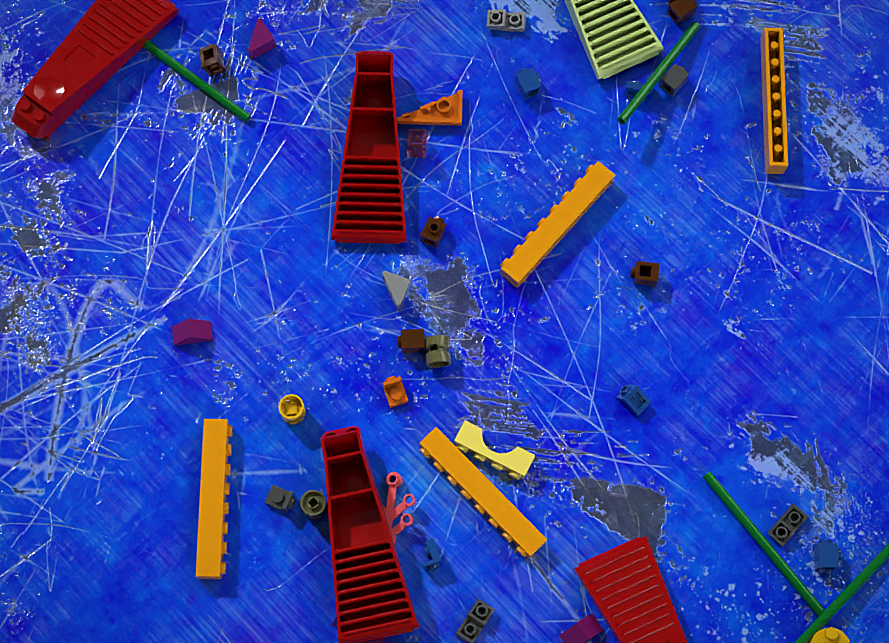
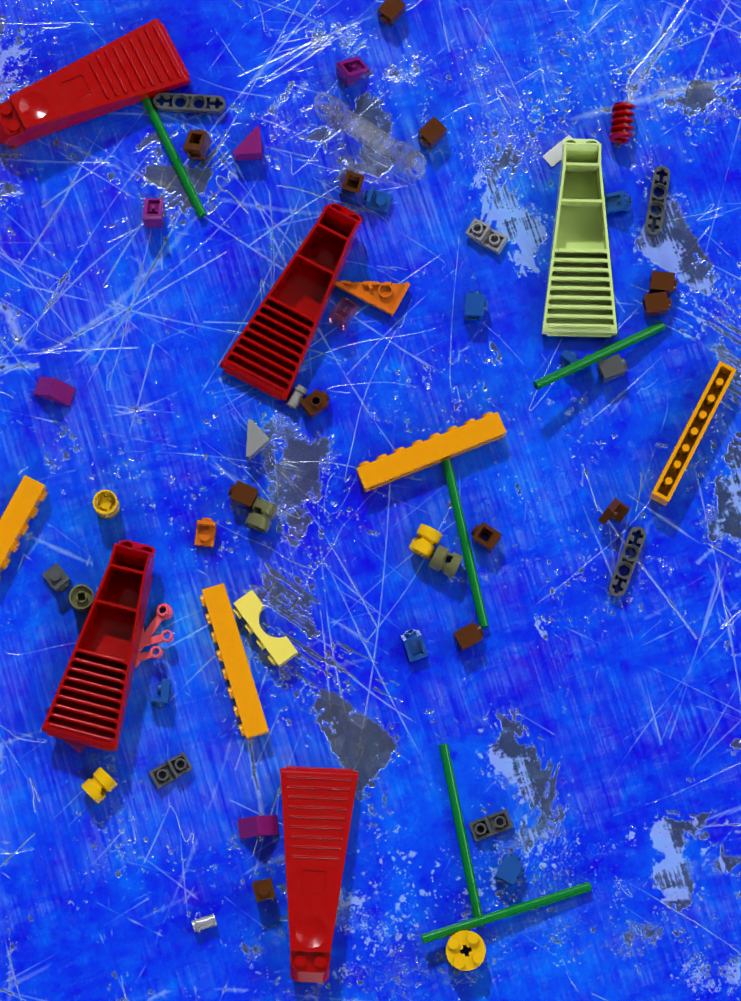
camera: 25 degrees right, 5 degrees up
(188, 32) = (189, 106): none -> dark grey beam
(203, 136) = (153, 212): none -> magenta slope
(365, 28) = (351, 181): none -> reddish brown brick
(395, 34) = (377, 200): none -> blue bracket
(413, 233) = (297, 396): none -> light grey pin
(595, 303) = (425, 541): none -> yellow wheel
(622, 311) = (438, 561): none -> olive wheel
(630, 289) = (465, 543): none -> green piece
(677, 367) = (468, 636): none -> reddish brown brick
(744, 197) = (615, 511): none -> reddish brown bracket
(777, 236) = (628, 562): none -> dark grey beam

